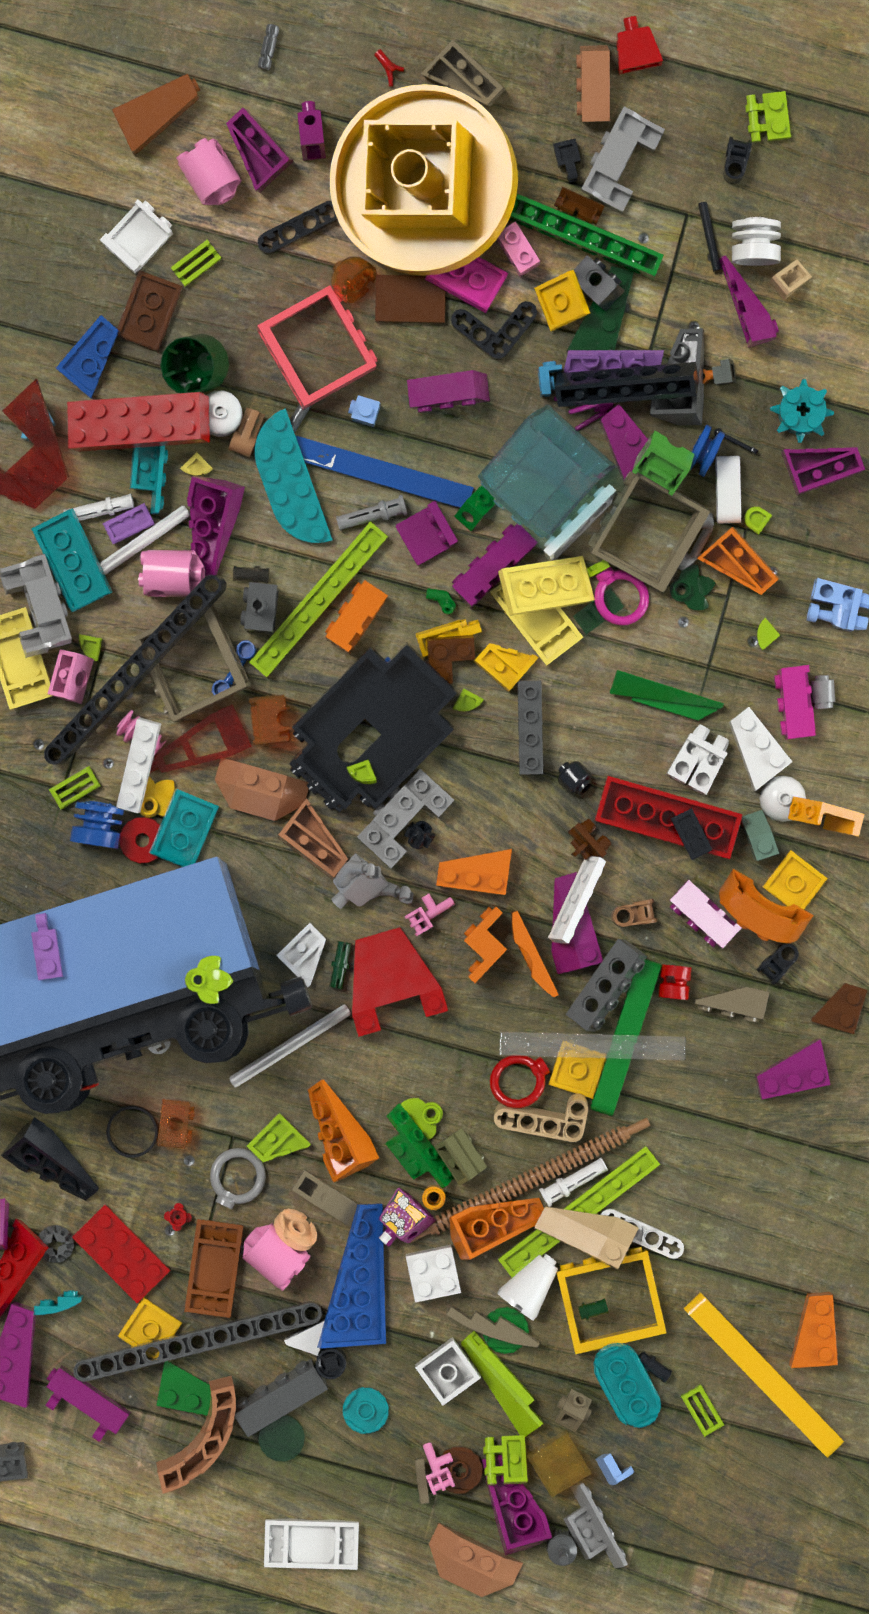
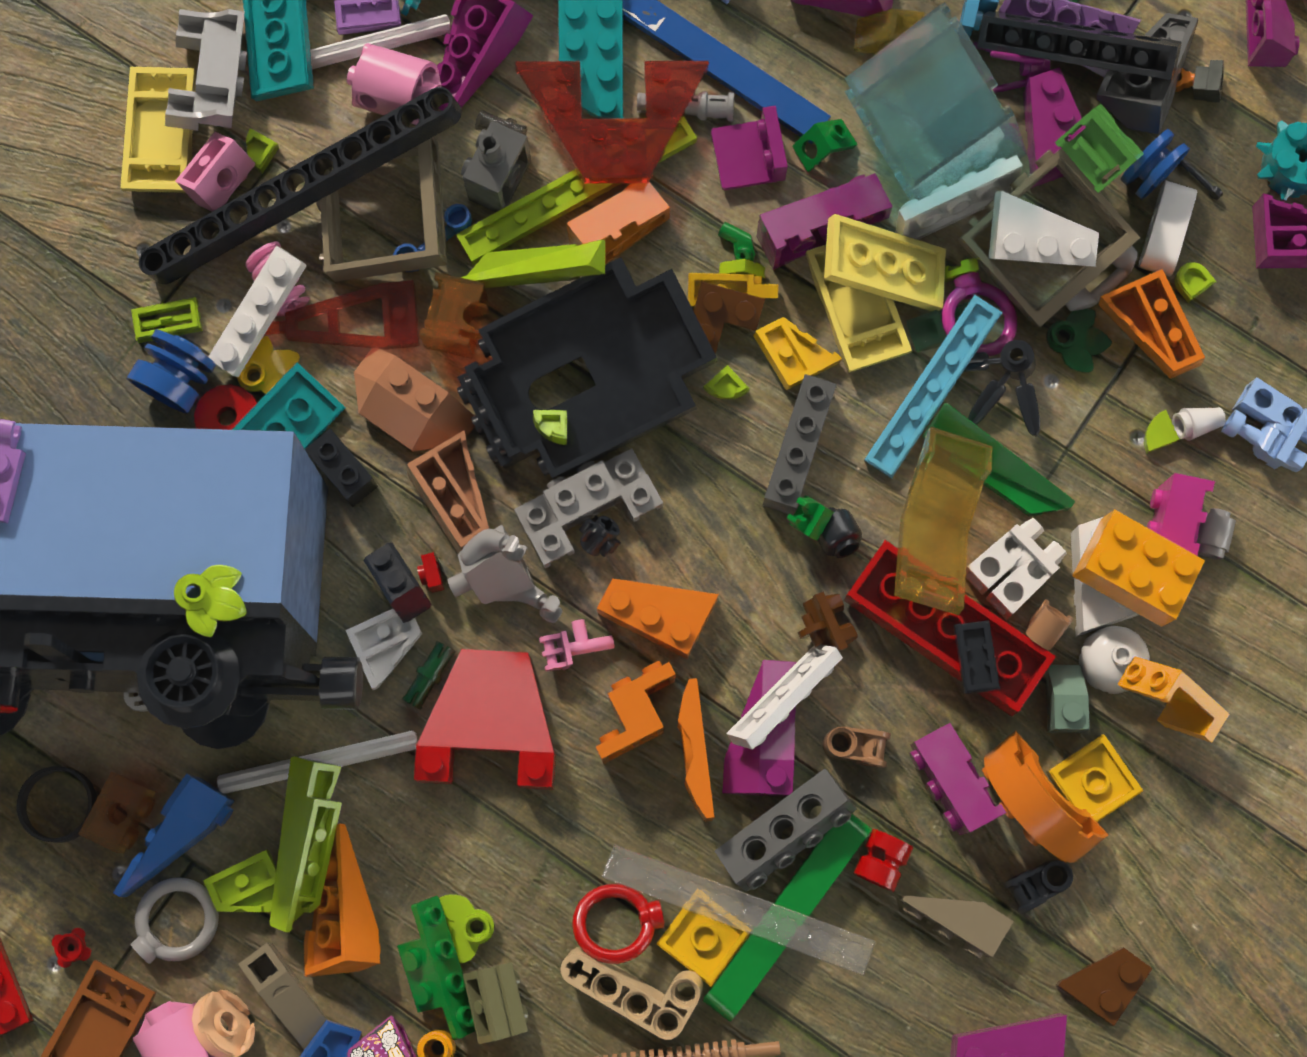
camera: 20 degrees right, 10 degrees down
(222, 1111) = (189, 817): none -> blue wedge
(233, 849) = (341, 467): none -> black brick
(299, 913) = (397, 582): none -> black brick
(302, 1098) = (305, 840): none -> lime wedge
(314, 668) = (539, 265): none -> lime wedge
(317, 898) = (430, 572): none -> red plate
(336, 567) = (613, 148): none -> clear red wing
(450, 618) = (742, 266): none -> lime tile
(494, 415) = (882, 28): none -> clear yellow slope
(554, 775) = (810, 517): none -> green tile
(605, 657) = (933, 386): none -> medium azure tile
(639, 750) = (939, 519): none -> clear yellow windscreen
(642, 538) = (1037, 235): none -> white wedge
(647, 643) = (1013, 369): none -> black plant
(731, 794) = (1047, 625): none -> medium nougat piece
(776, 740) = (1138, 568): none -> light orange brick
(788, 619) = (1197, 421): none -> white cone

